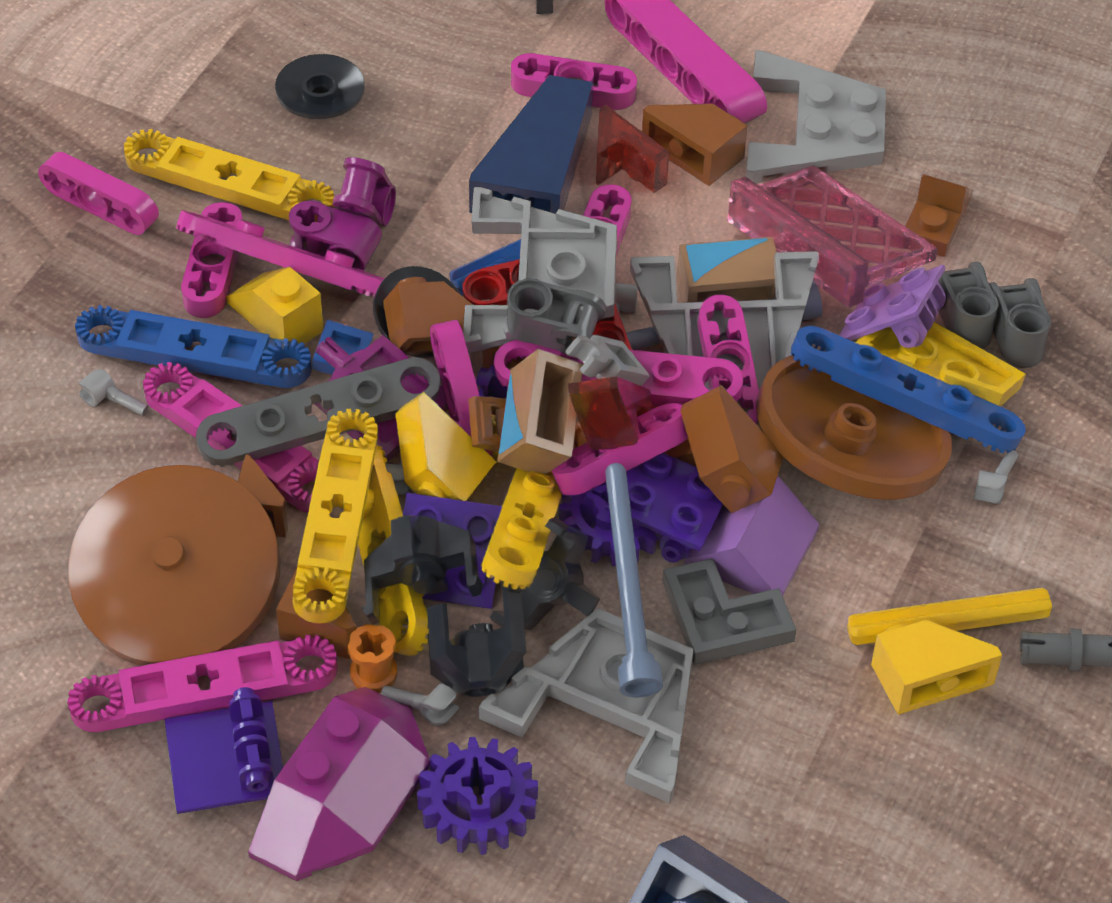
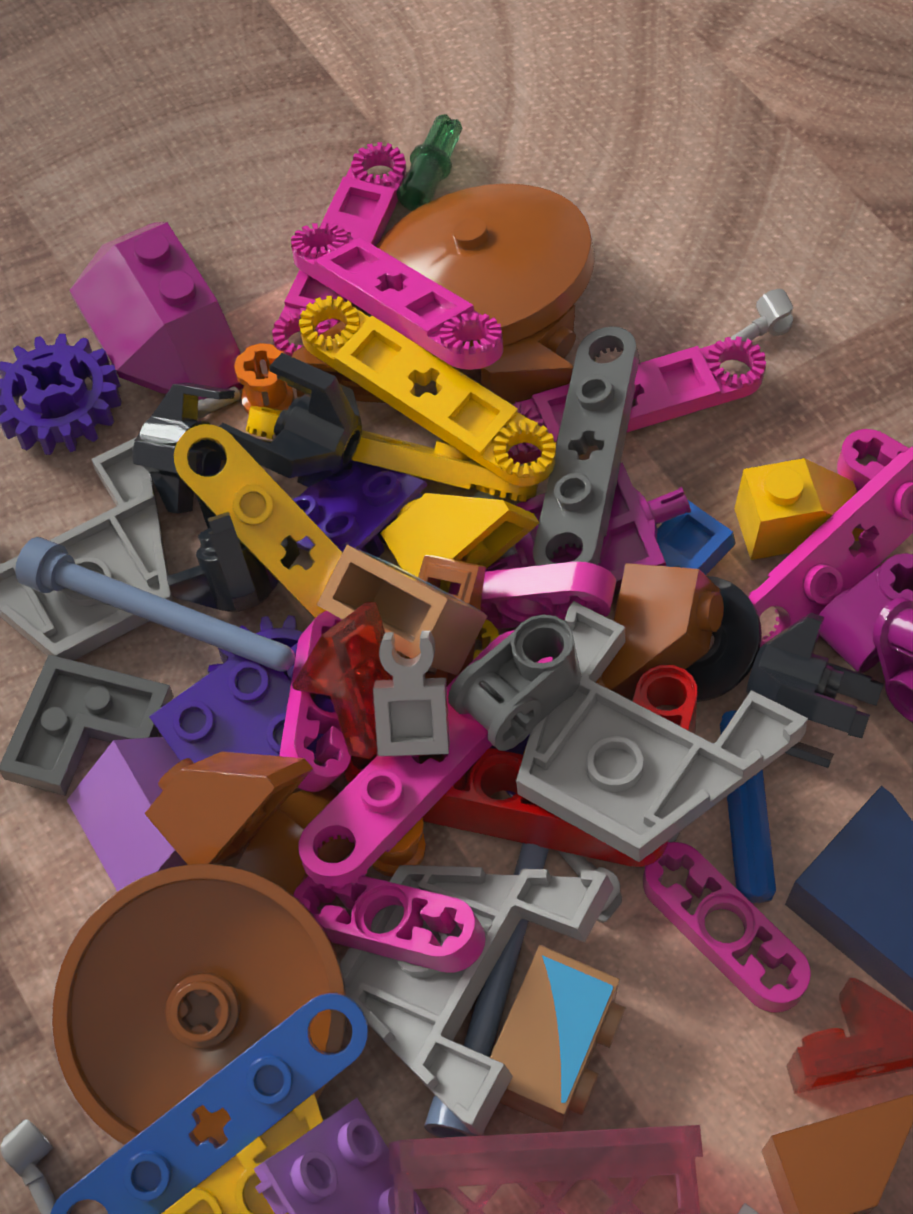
camera: 125 degrees right, 10 degrees up
(60, 671) = (430, 163): none -> clear green axle
(222, 350) = (809, 384): blue piece -> none
(224, 754) = (250, 242): dark purple hinge -> none
(247, 608) = (398, 296): none -> dark pink piece
(428, 240) = (809, 685): none -> black piece

